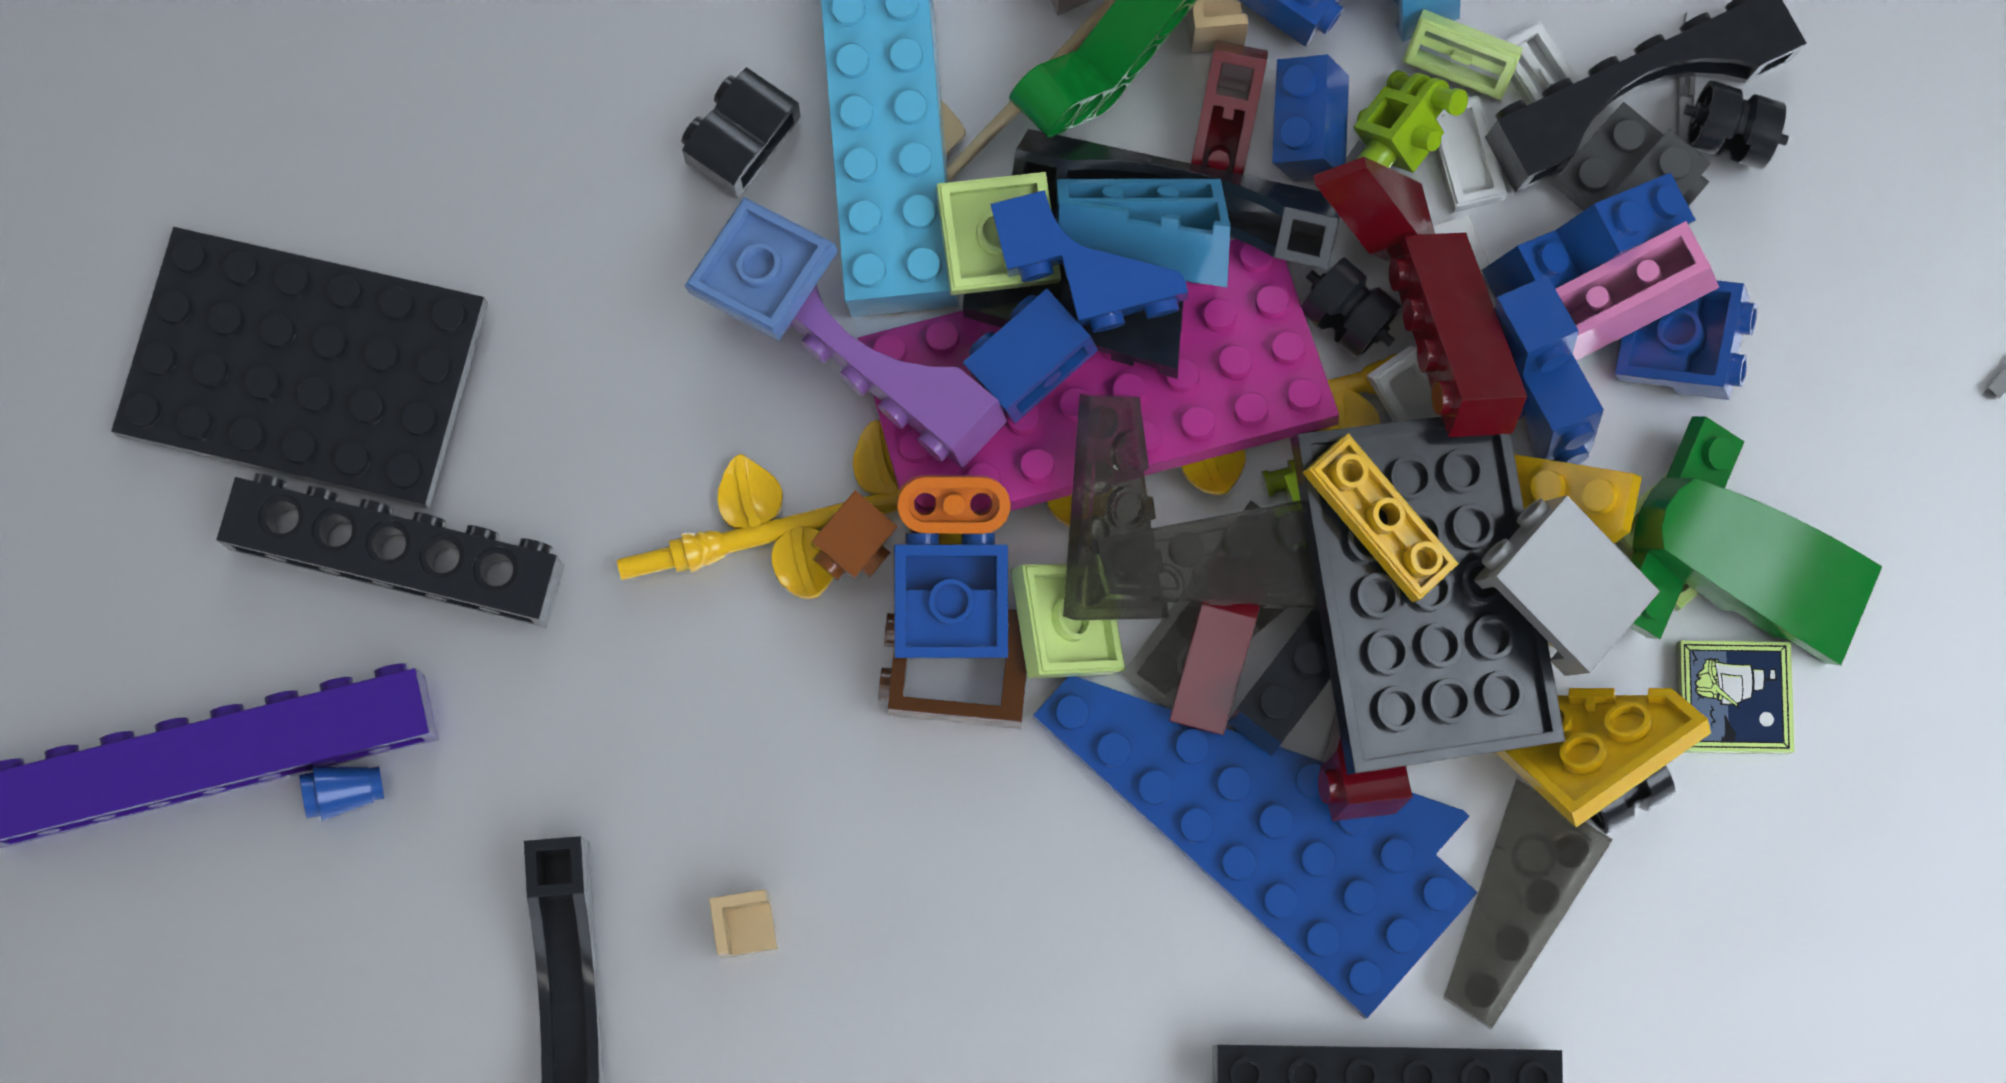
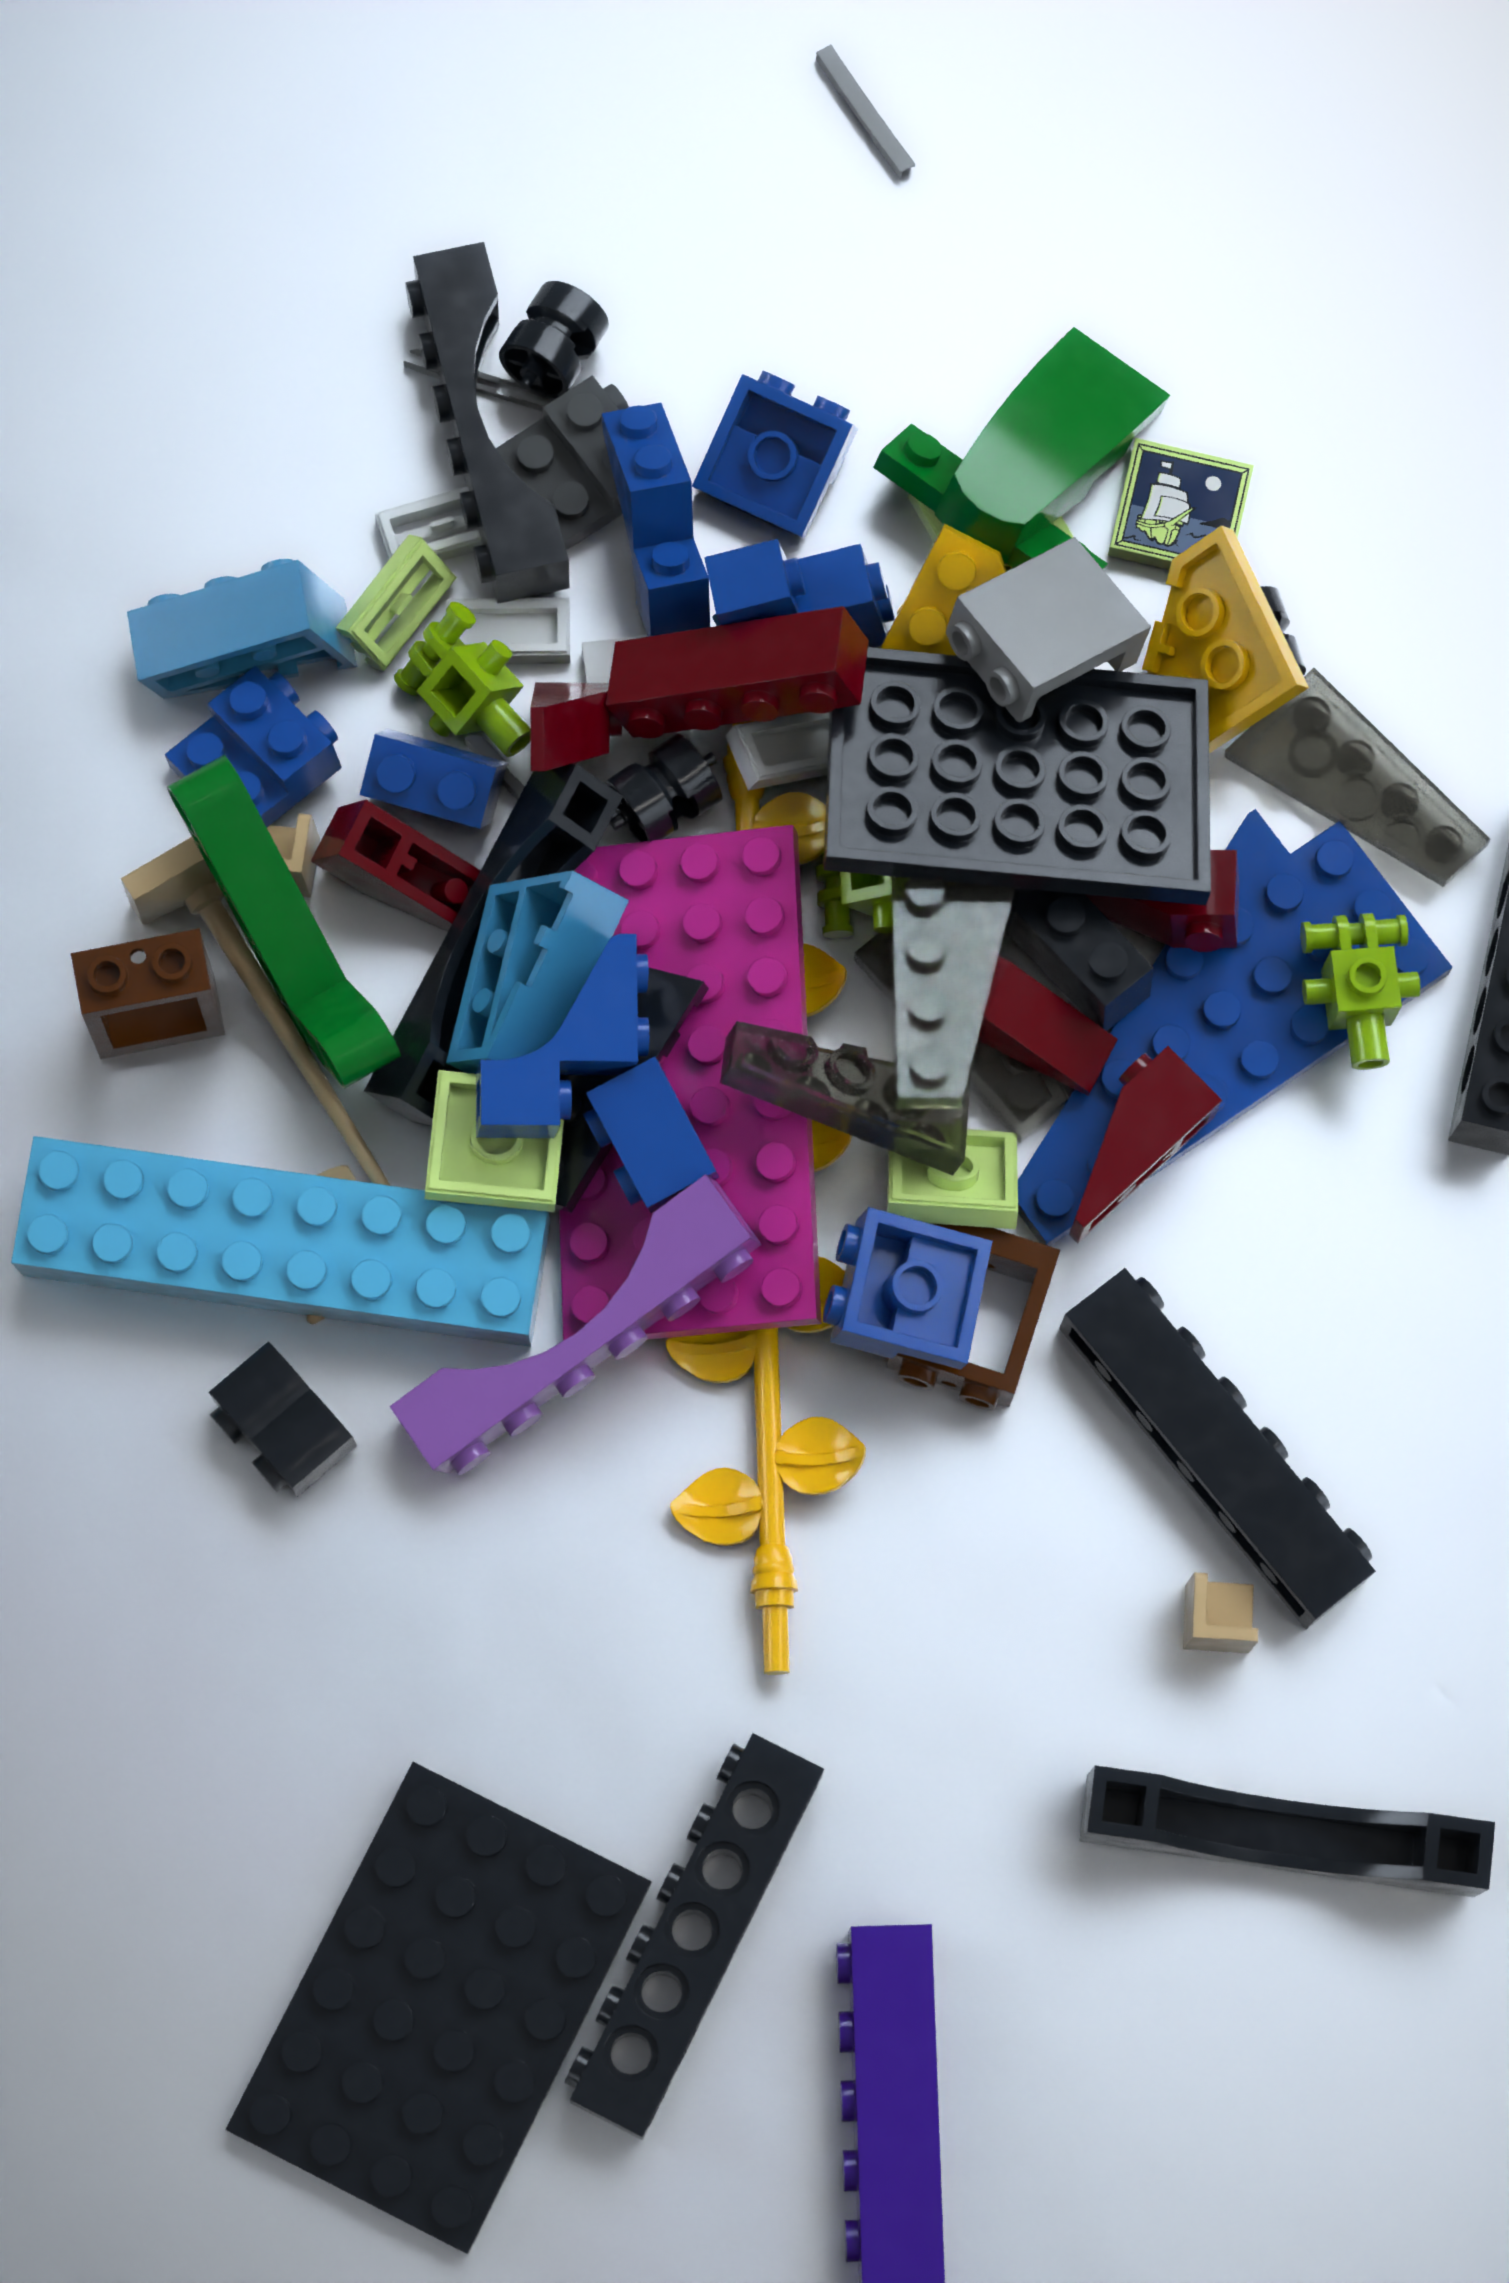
camera: 80 degrees left, 5 degrees down
(339, 790) = (969, 2054): blue cone -> none
(761, 268) = (472, 1416): medium blue plate -> none
(854, 539) = (812, 1386): dark orange brick -> none
(886, 892) = (1217, 1447): none -> black brick
(952, 504) = (807, 1261): orange plate -> none
(1142, 769) = (1152, 1120): none -> dark red slope
(1321, 934) = (1360, 984): none -> lime piece
(1356, 494) = (937, 795): yellow tile -> none
(1637, 288) = (721, 472): bright pink brick -> none

